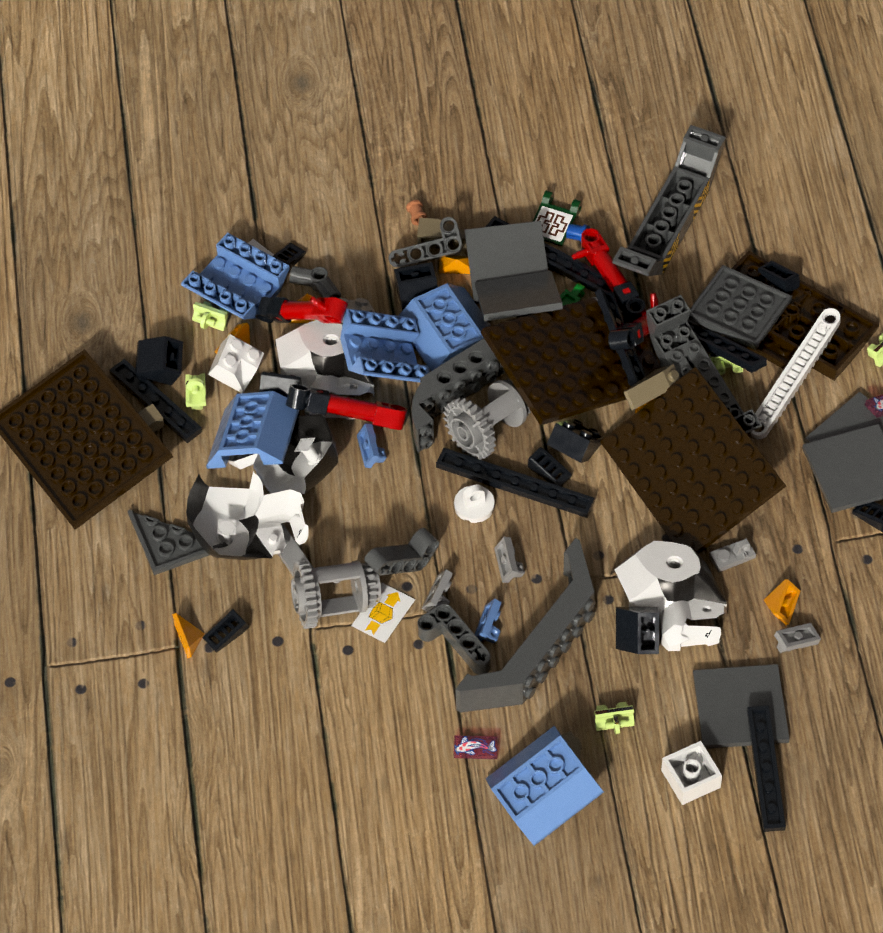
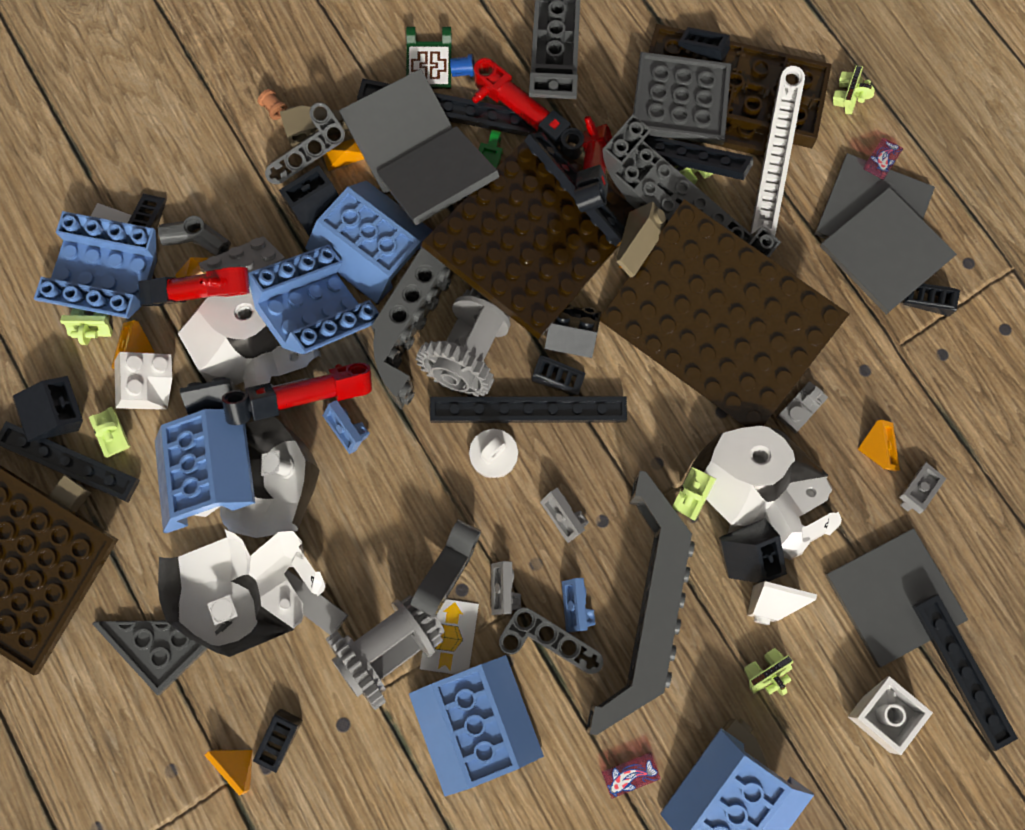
camera: 25 degrees left, 20 degrees up
(375, 667) = (475, 726): none -> medium blue slope
(609, 567) = (694, 493): none -> yellowish green hips
(643, 669) = (773, 602): none -> white slope

